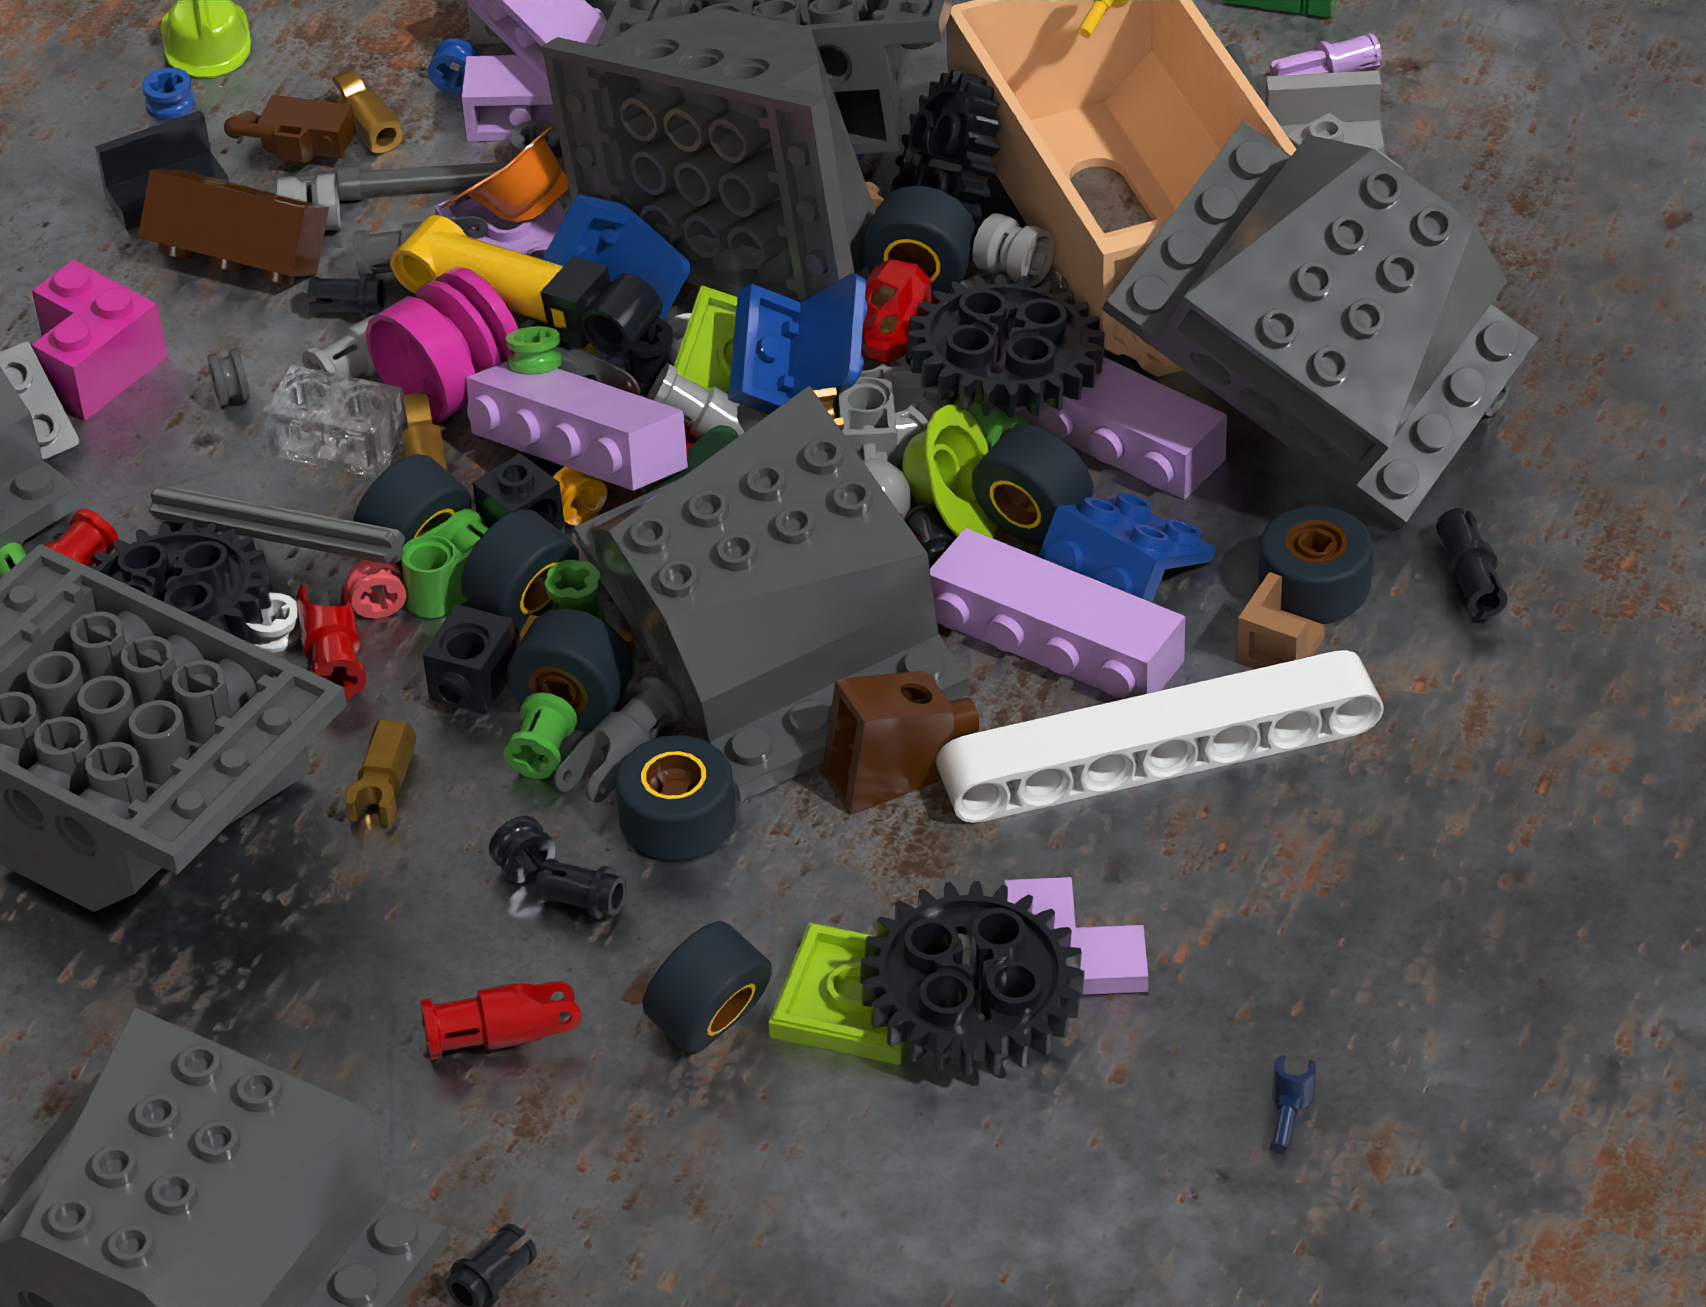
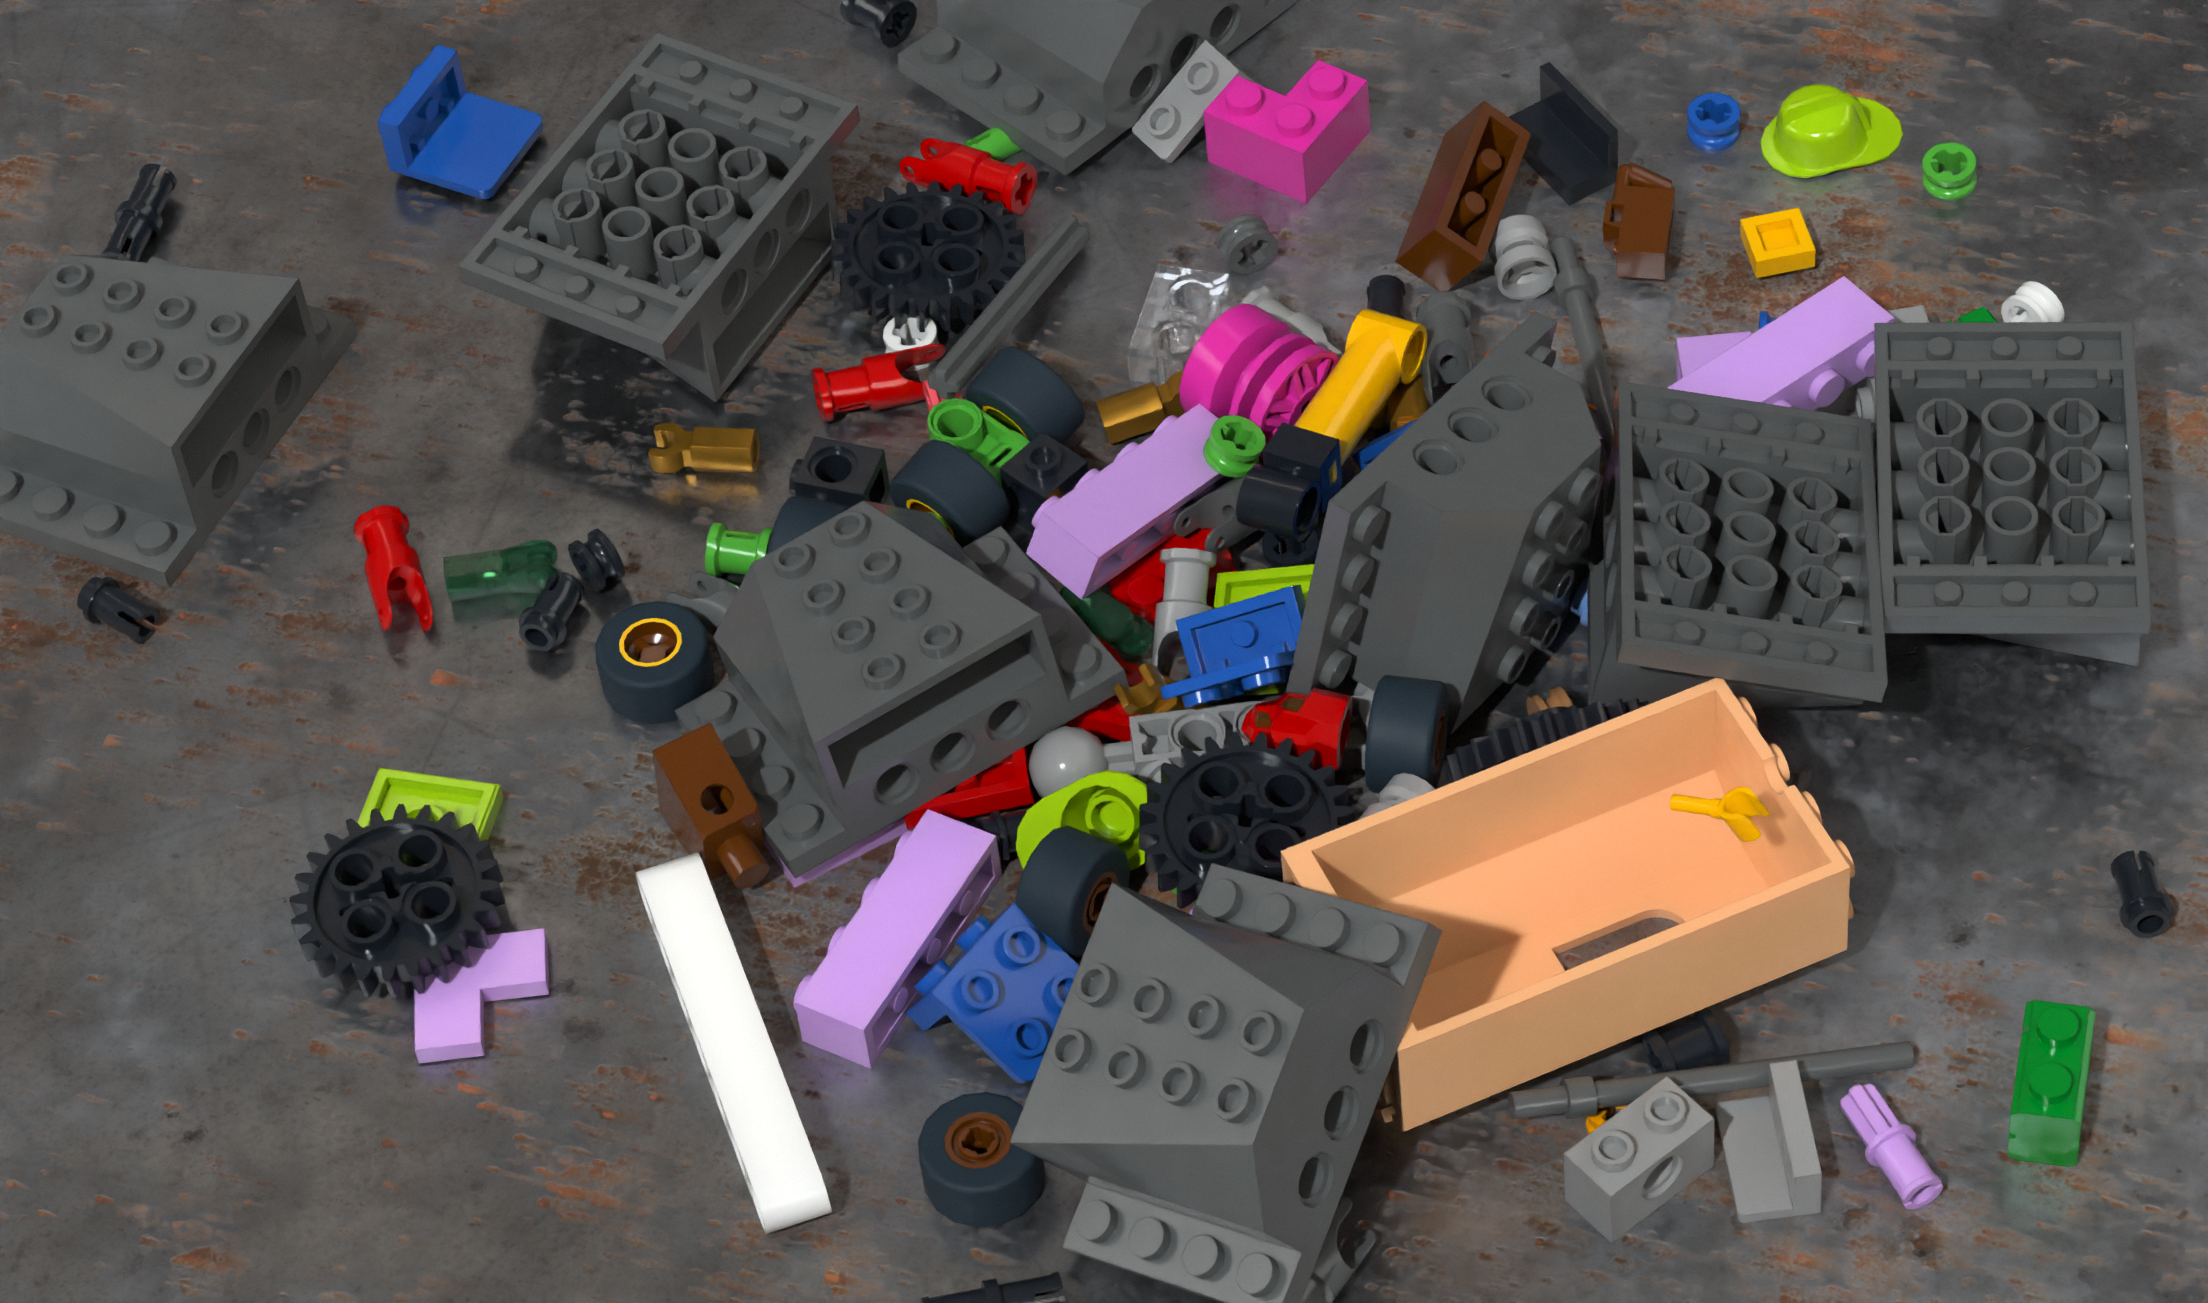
camera: 90 degrees right, 5 degrees up
(336, 55) = (1777, 242): none -> yellow plate
(372, 118) = (1690, 280): pearl gold bar -> none
(513, 935) = (500, 572): none -> clear green bar
(706, 986) = (401, 706): black wheel -> none
(1273, 635) = (881, 1133): medium nougat panel -> none
(1290, 1094) = (276, 1164): dark blue hand -> none

